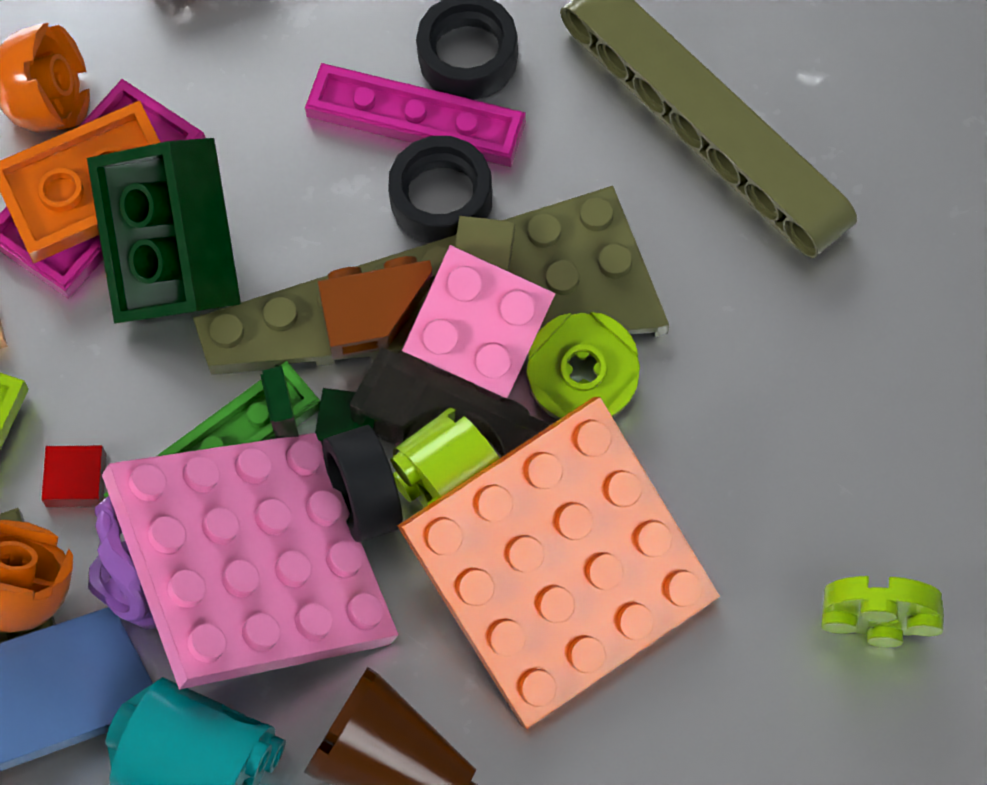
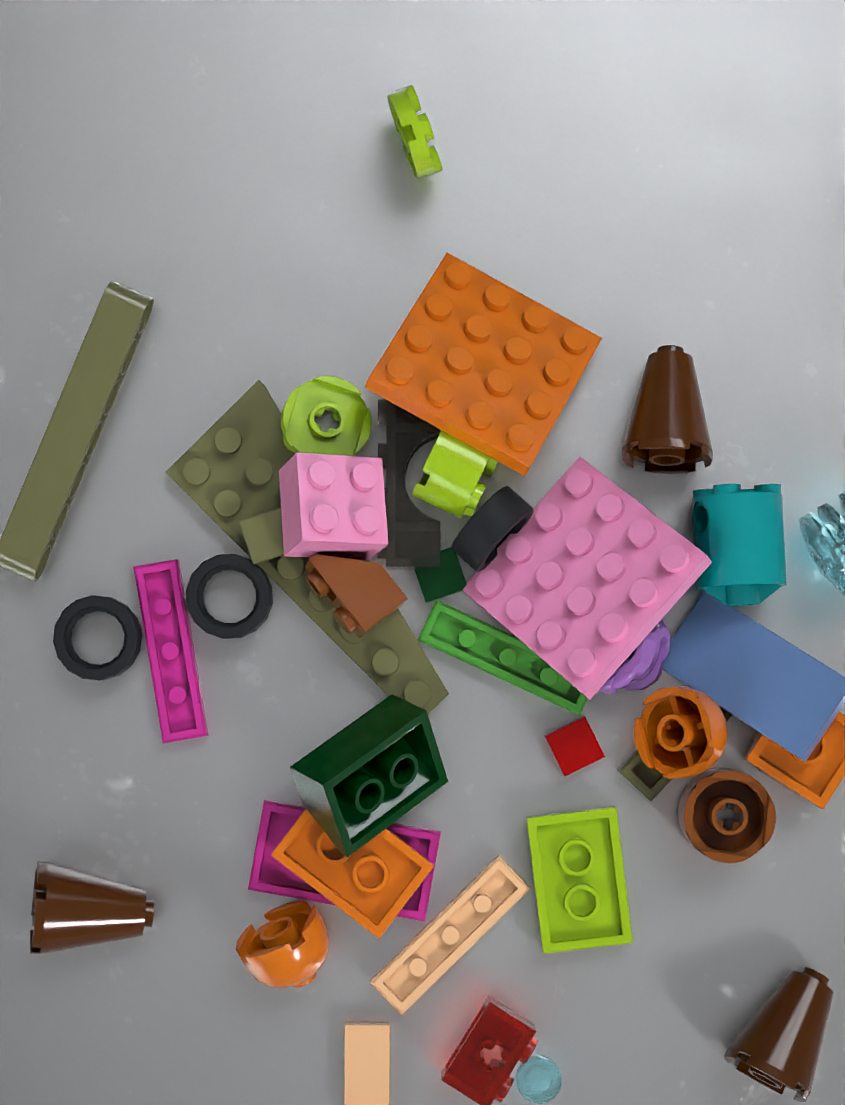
camera: 120 degrees left, 20 degrees up
(279, 403) = (461, 618): dark green tile -> none

